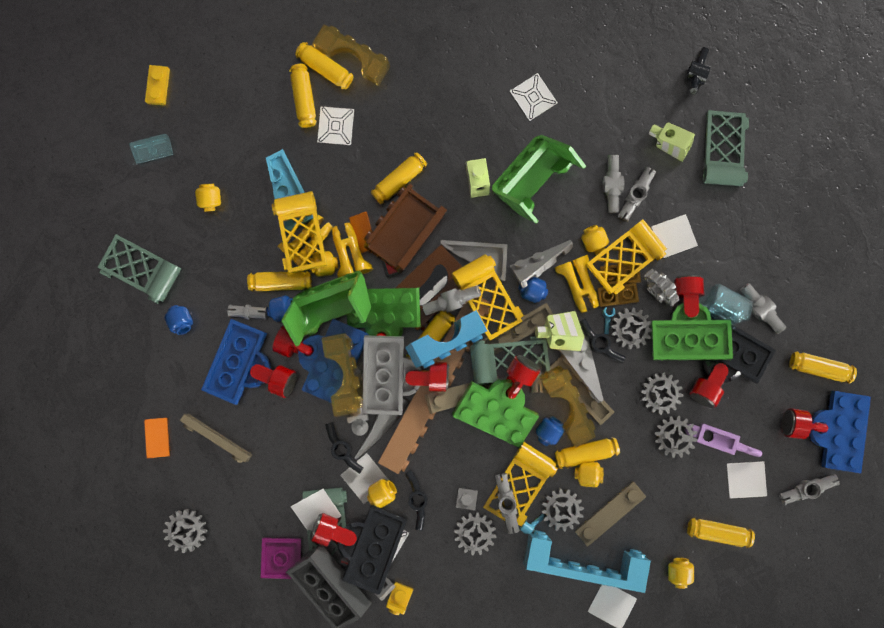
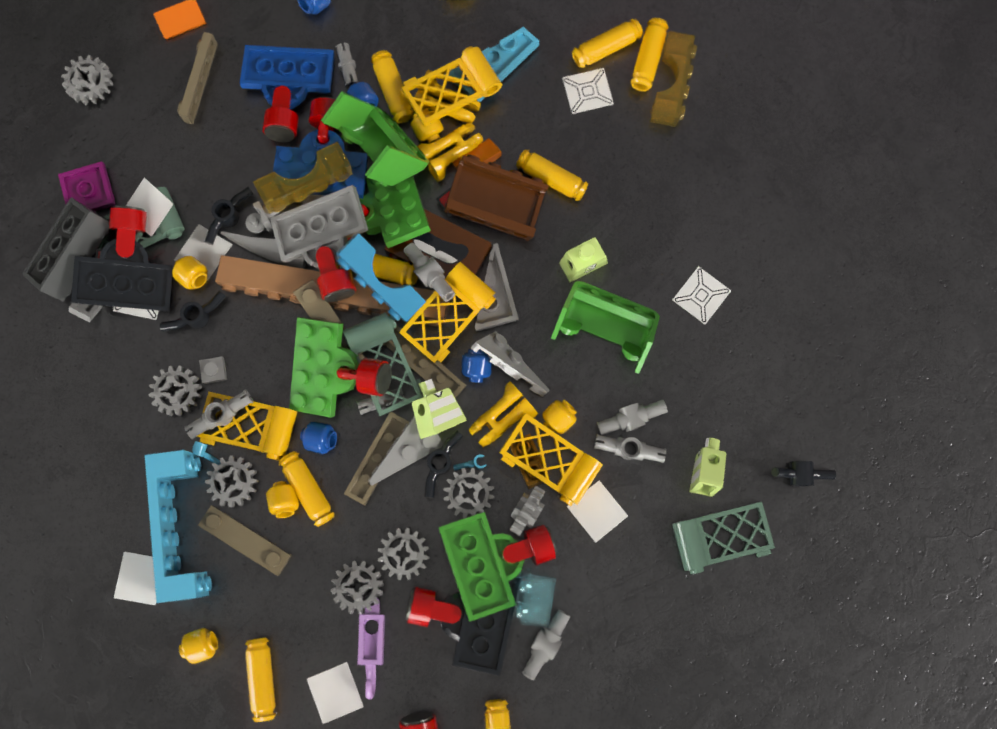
camera: 70 degrees right, 5 degrees down
(399, 599) = (77, 331): yellow bracket -> none
(577, 426) = (371, 425): clear yellow arch -> none
(625, 296) = (507, 476): pearl gold slope -> none

